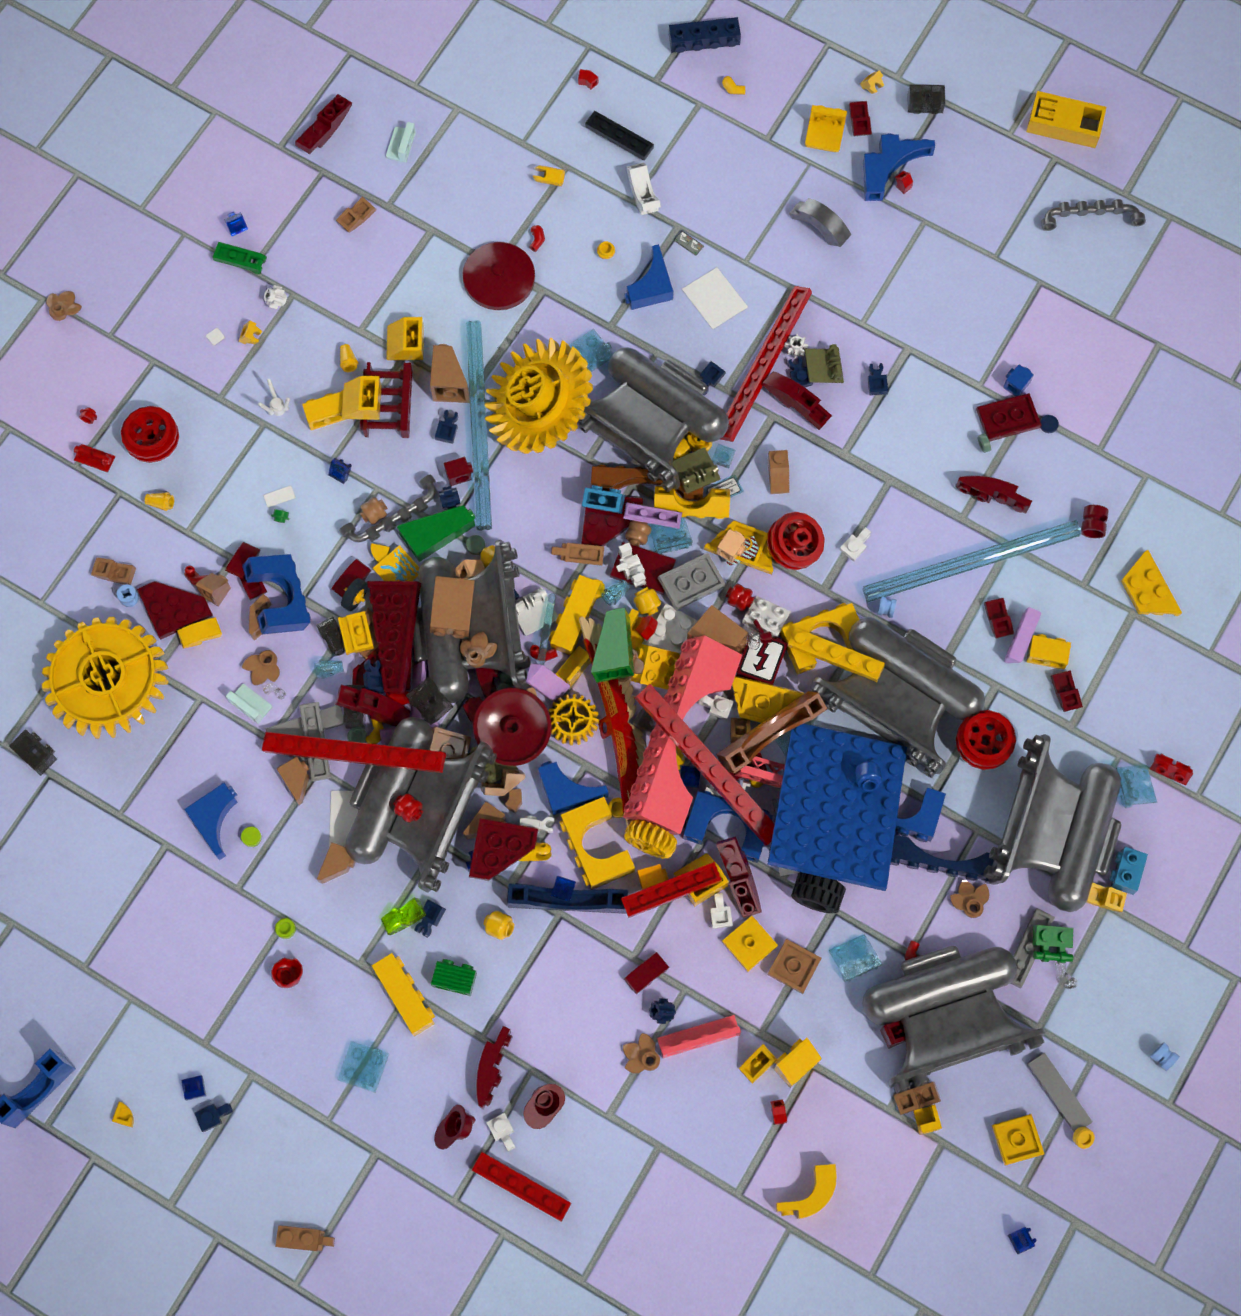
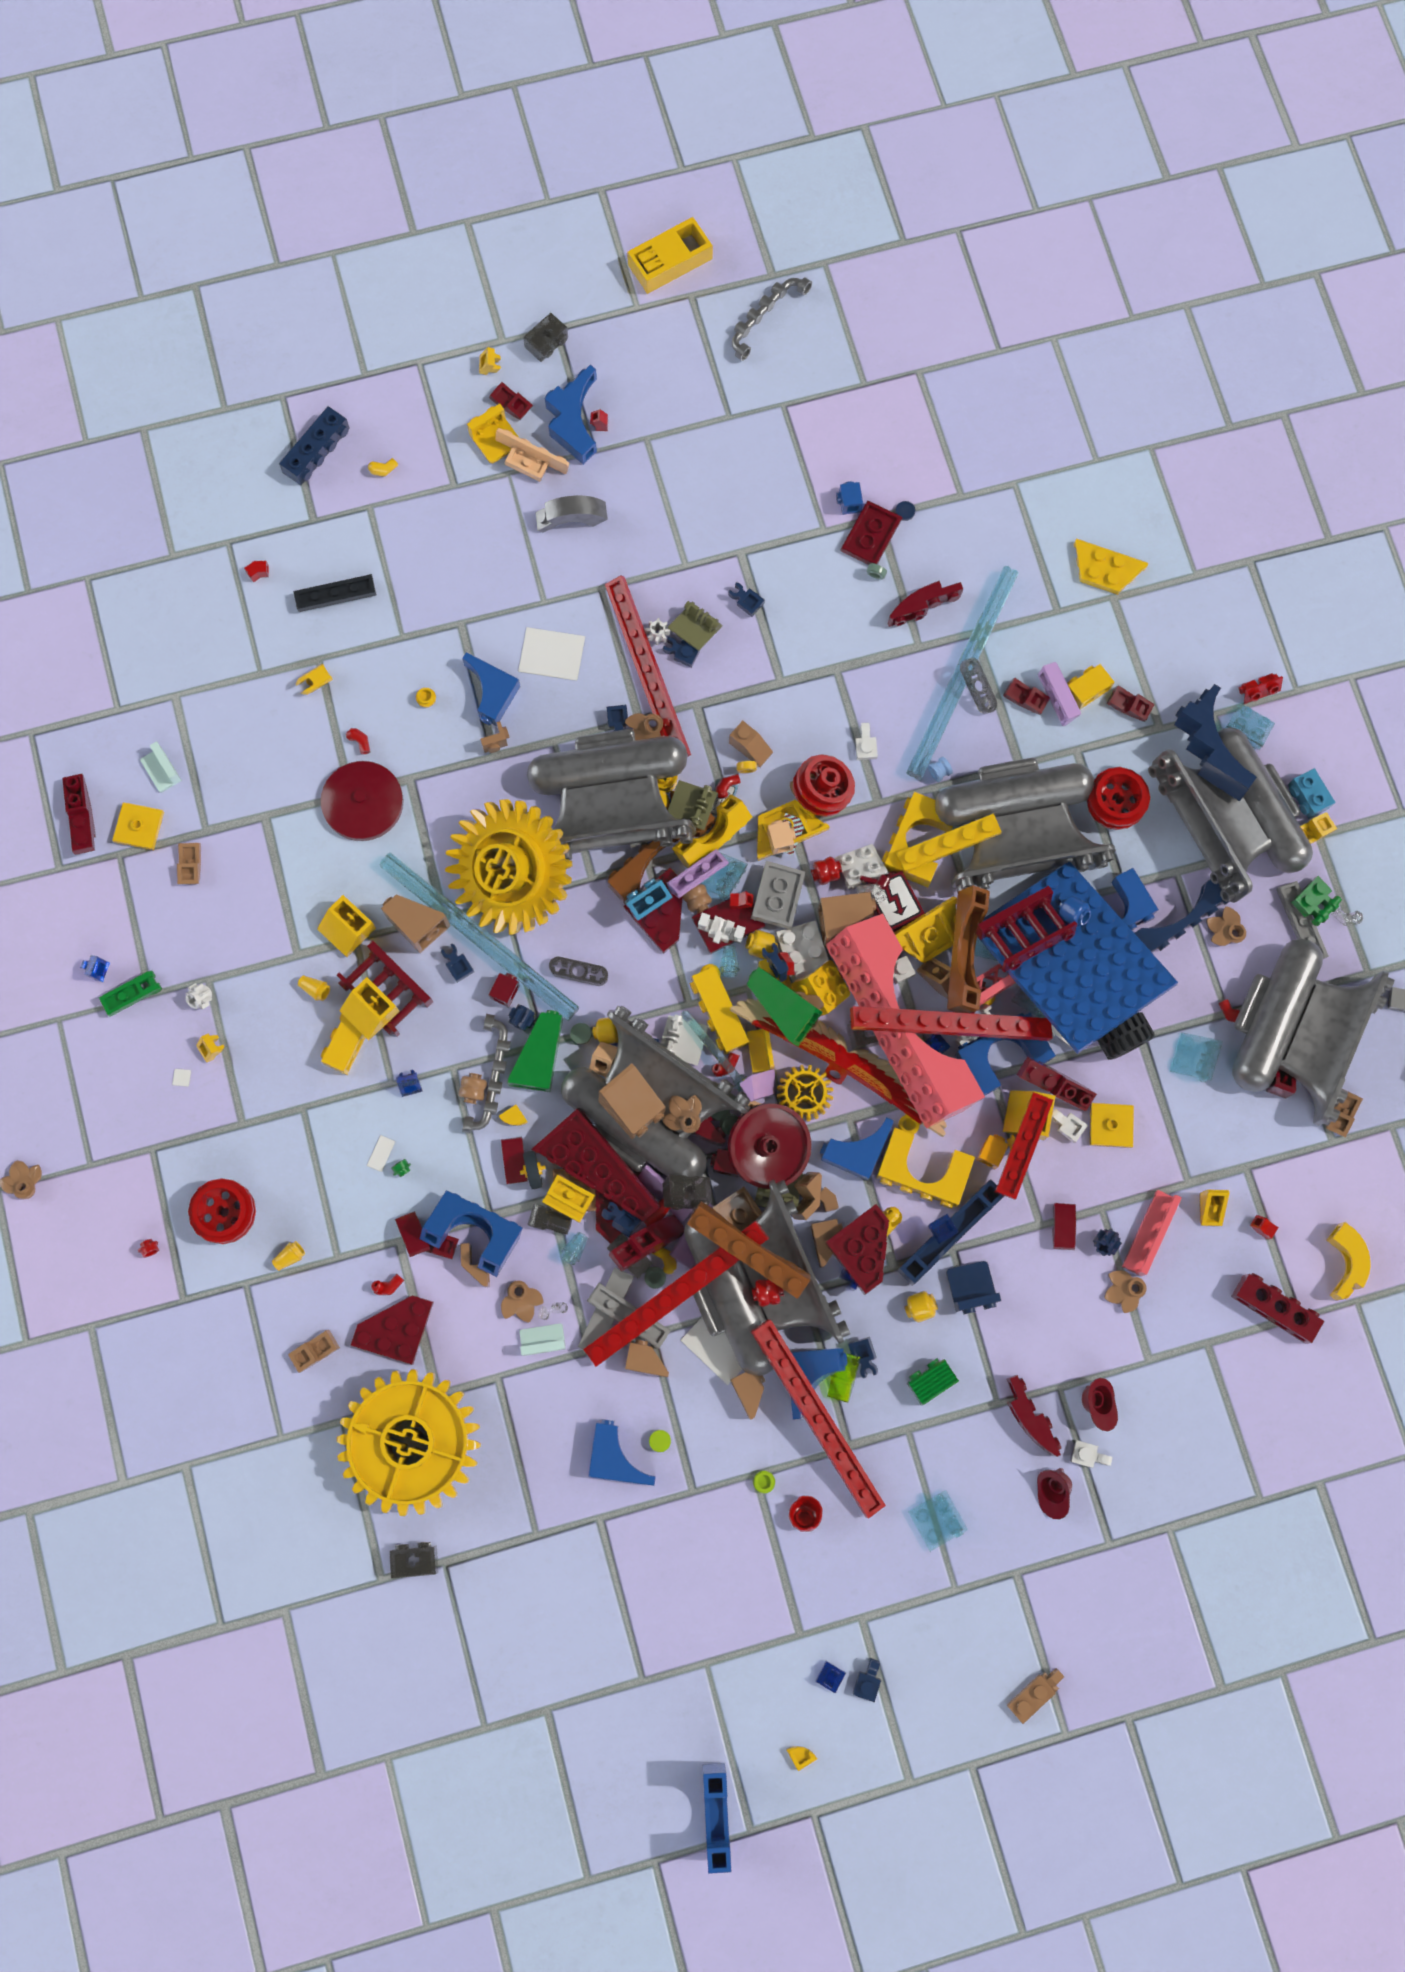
camera: 50 degrees left, 5 degrees up
(93, 457) = (193, 1277): red hinge -> none
(130, 599) = (352, 1357): light blue wheel -> none
(198, 632) = (440, 1327): yellow slope -> none
(213, 588) = (414, 1279): medium nougat slope -> none
(277, 405) = (298, 1082): white plant -> none
(351, 164) = (138, 826): none -> yellow plate
(356, 921) = (818, 1418): none -> red plate
(382, 889) = (818, 1366): none -> blue arch
(397, 566) = (541, 1114): yellow sticker -> none
(403, 994) = (908, 1434): yellow brick -> none
(425, 797) = (773, 1267): none -> dark orange arch
(516, 497) = (594, 969): none -> clear smoke beam
(521, 1186) = (1147, 1480): red plate -> none
(531, 821) = (861, 1204): white plate -> none
(544, 948) = (972, 1287): none -> dark blue bracket
(580, 553) = (669, 959): medium nougat hinge -> none
(593, 349) = (501, 786): clear light blue hinge -> none
(619, 317) = (495, 742): none -> medium nougat bracket
(640, 622) = (778, 966): none -> dark blue plate
(642, 189) = (402, 620): white arch -> none
(650, 839) = (965, 1123): yellow gear -> none
(663, 561) = (741, 900): none -> red piece
(689, 243) = (483, 628): light grey sticker -> none
(720, 395) = (641, 725): none -> medium nougat plate
(723, 456) = (695, 772): clear light blue plate -> none
(729, 1138) = (1246, 1295): none -> dark red brick
(731, 481) = (724, 785): none -> red arm
(760, 483) = (746, 766): none -> yellow tile
(794, 966) = (1161, 1108): medium nougat plate -> none
(798, 397) = (703, 670): dark red slope -> none
(798, 1062) = (1240, 1176): yellow slope -> none
(828, 738) = (1025, 909): none -> dark red fence
(831, 163) = (529, 458): none -> light nougat bracket
(927, 1119) = (1368, 1121): yellow panel -> none
(972, 593) = (986, 688): none -> clear smoke beam
(1075, 777) = (1205, 743): none -> dark blue arch
(1094, 521) = (1018, 553): dark red wheel -> none

